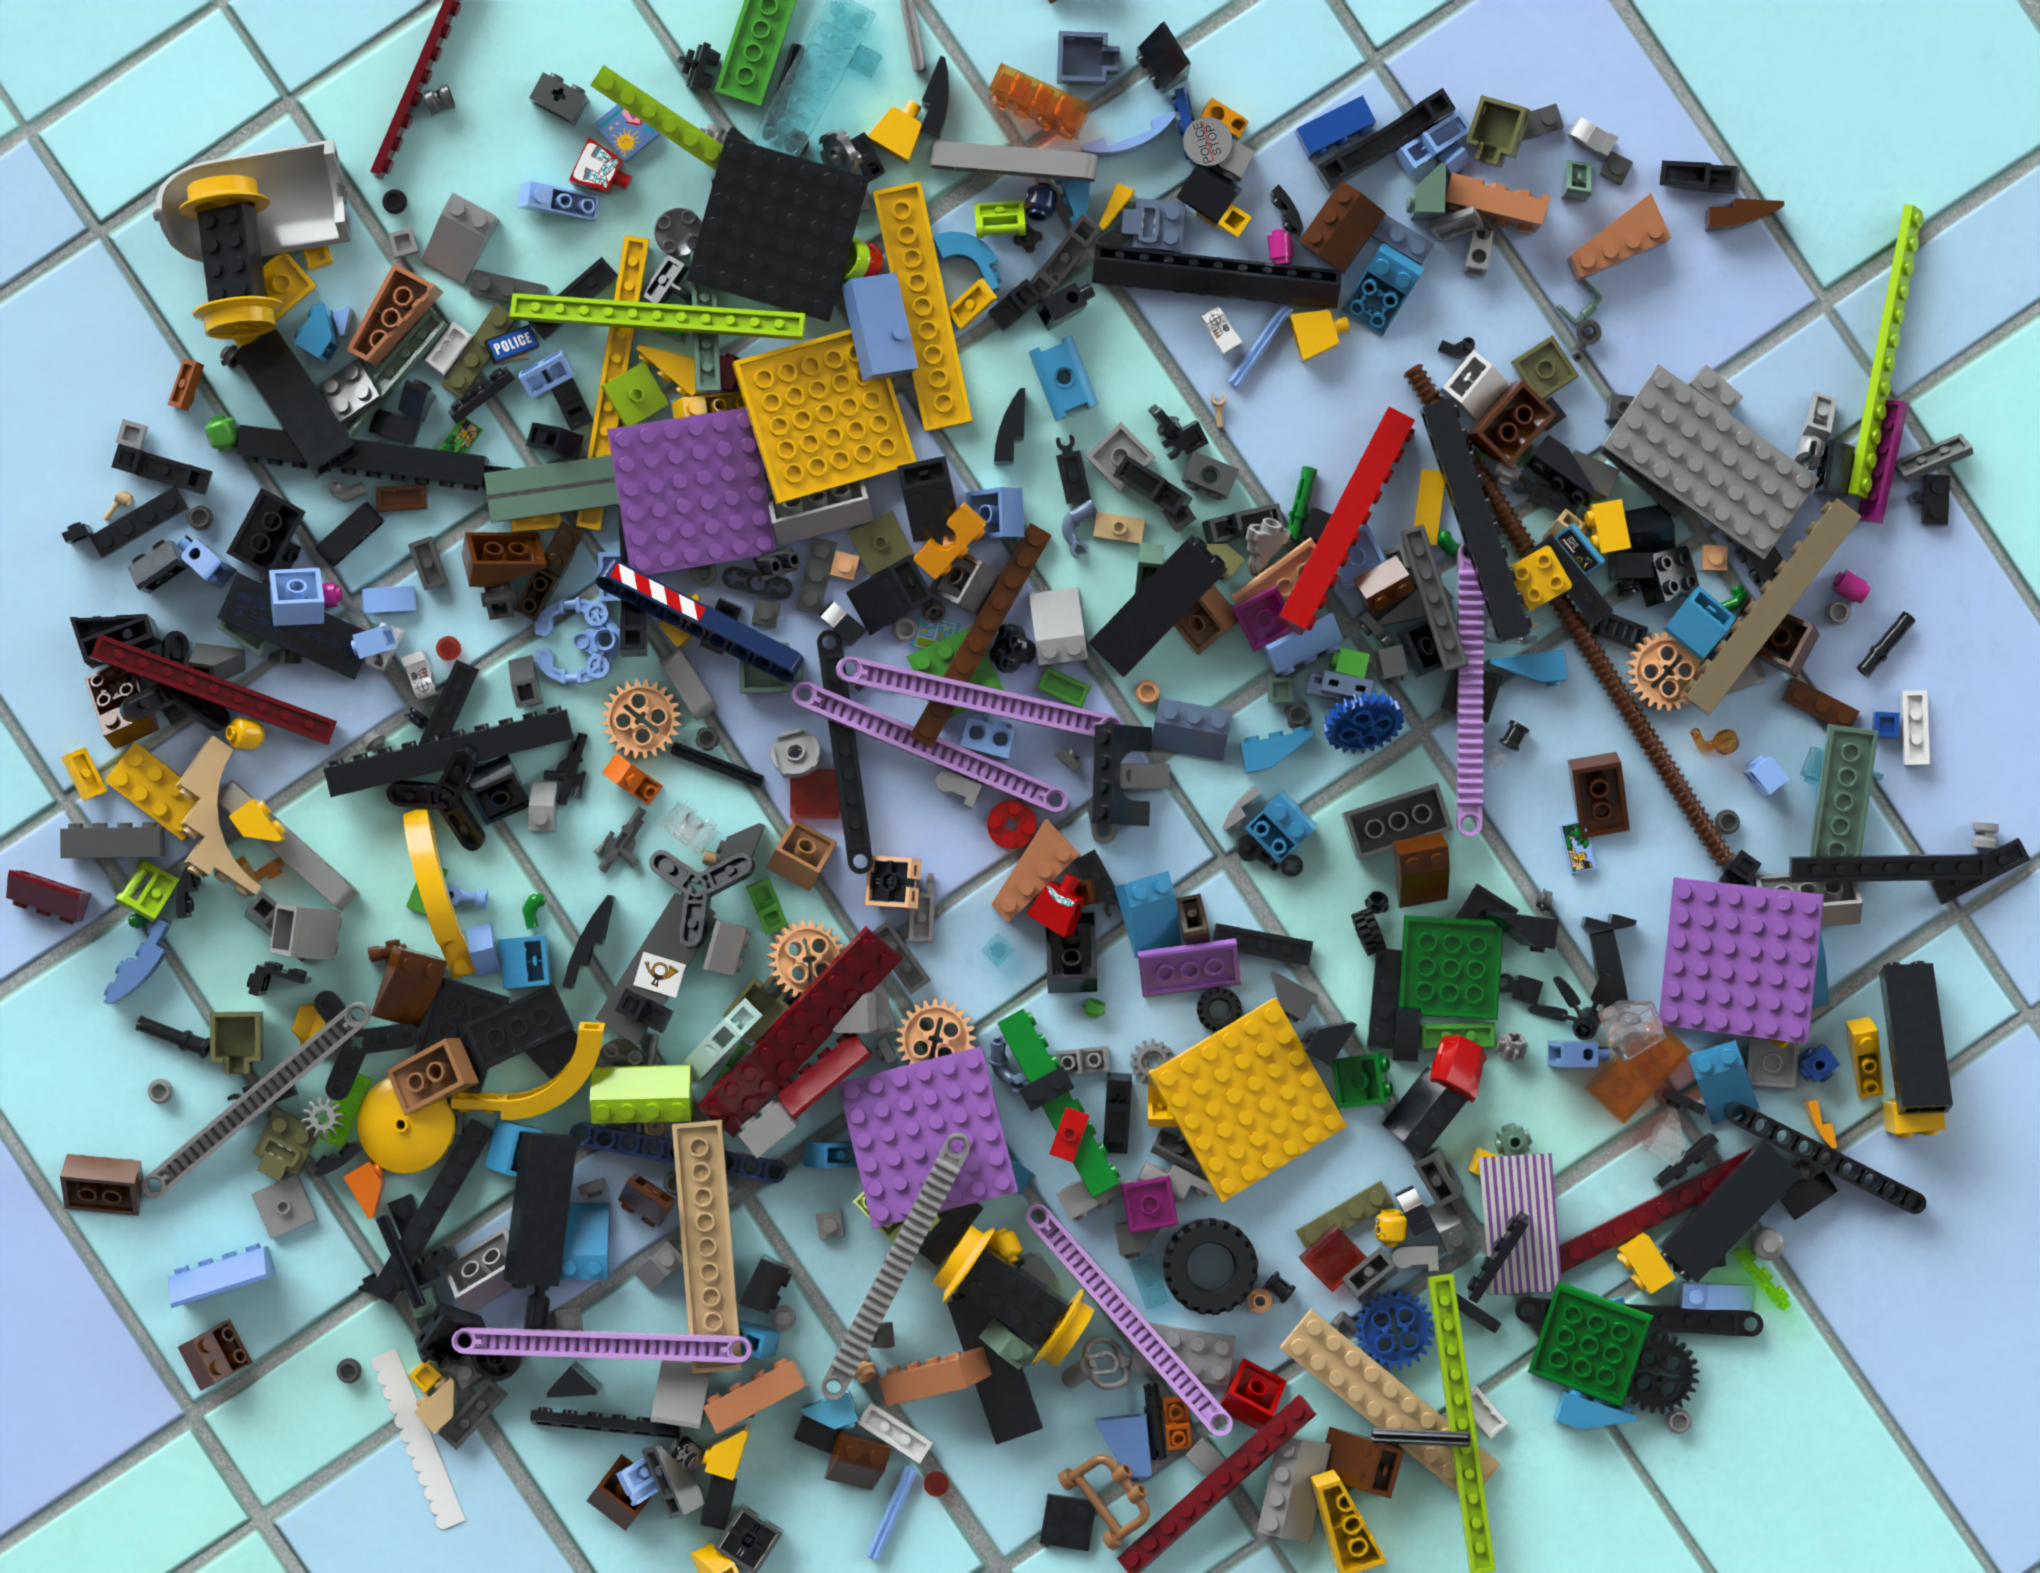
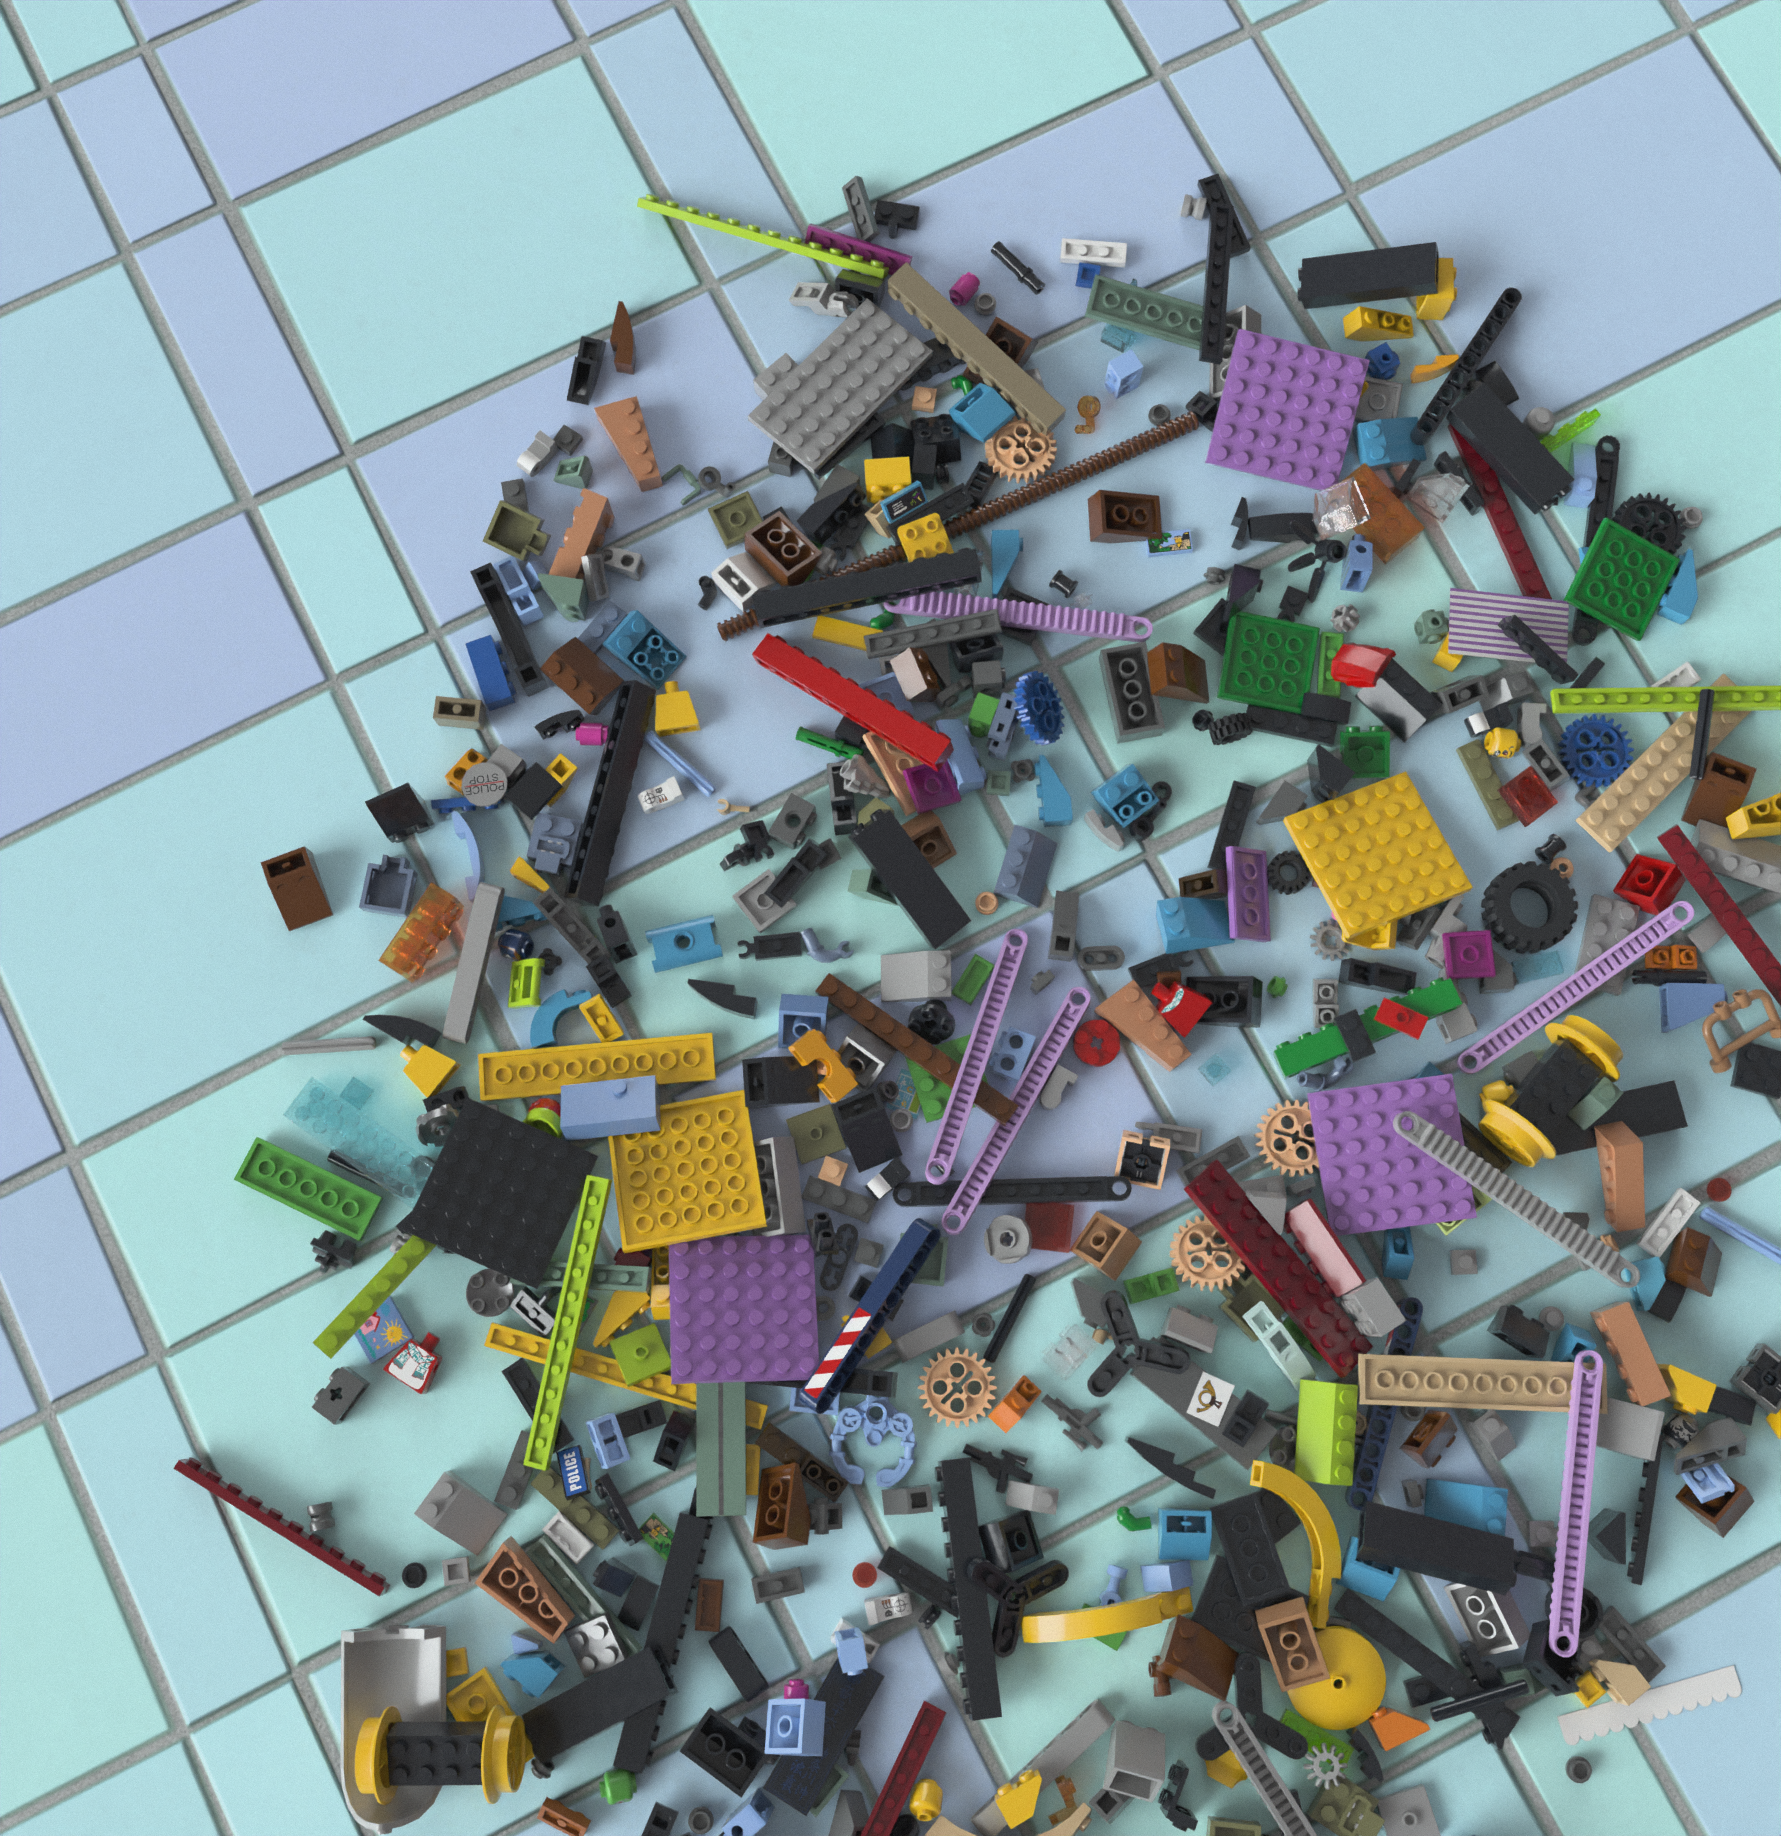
camera: 80 degrees left, 10 degrees down
(344, 492) = (696, 1662): light grey arm -> none
(389, 599) = (808, 1630): light blue slope -> none
(557, 201) = (440, 1409): light blue slope -> none
(1087, 1368) = (1620, 1030): light grey piece -> none
(1110, 747) = (1037, 936): black arch -> none
(1118, 528) = (830, 911): tan plate -> none
(1285, 101) = (459, 712): none -> dark tan brick
(1645, 1263) = (1551, 525): yellow brick -> none
(1819, 704) = (1063, 328): reddish brown plate -> none

